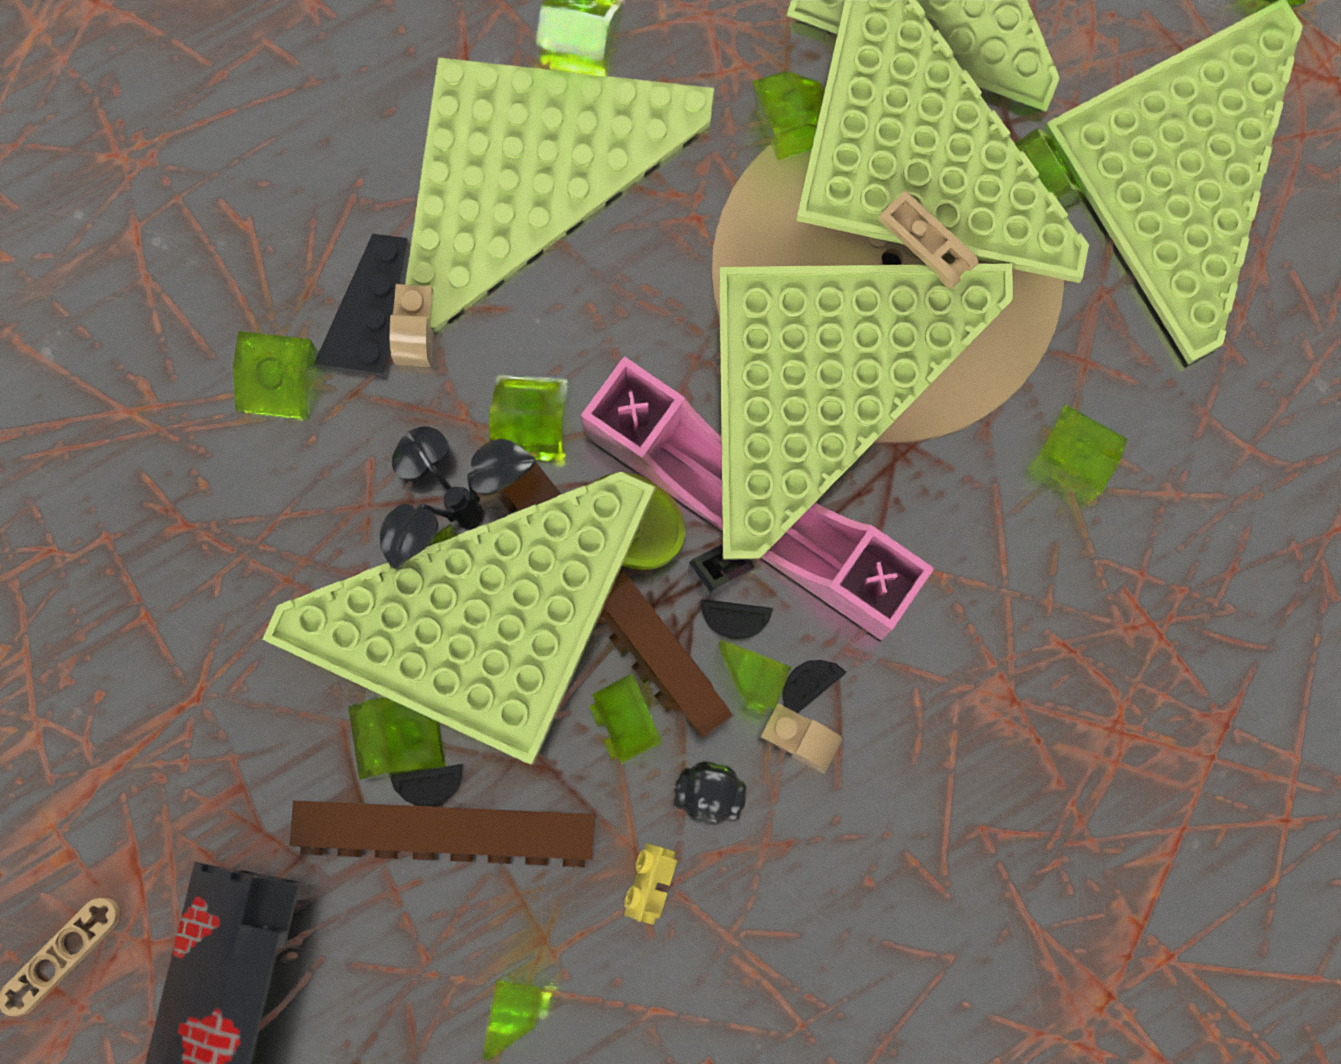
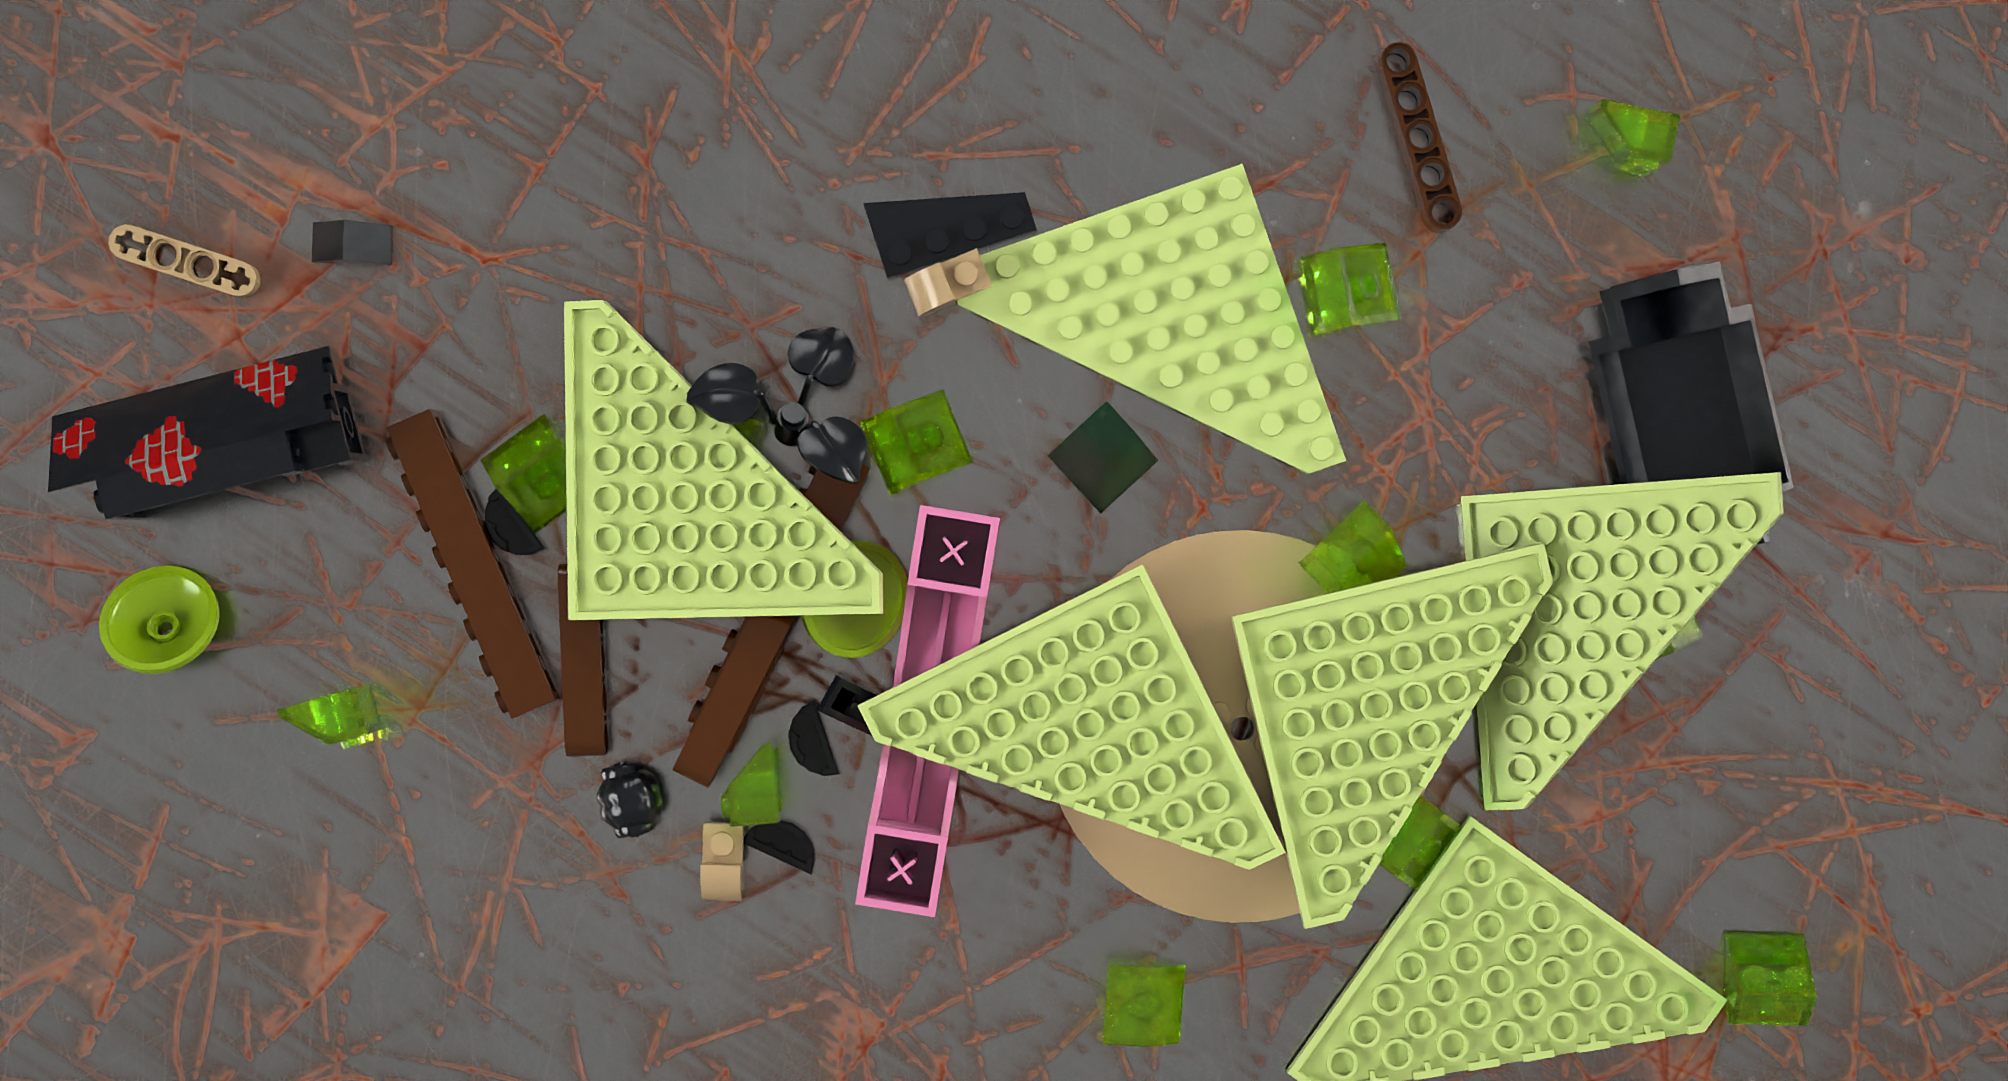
camera: 70 degrees right, 10 degrees up
(120, 803) = (352, 242): none -> black slope
(273, 374) = (831, 171): clear neon green slope -> none
(585, 783) = (582, 680): none -> reddish brown beam
(615, 272) = (1103, 457): none -> clear green slope
(626, 720) = (658, 687): clear neon green slope -> none
(642, 899) = (501, 782): light yellow hinge -> none
(928, 239) = (1266, 758): tan plate -> none

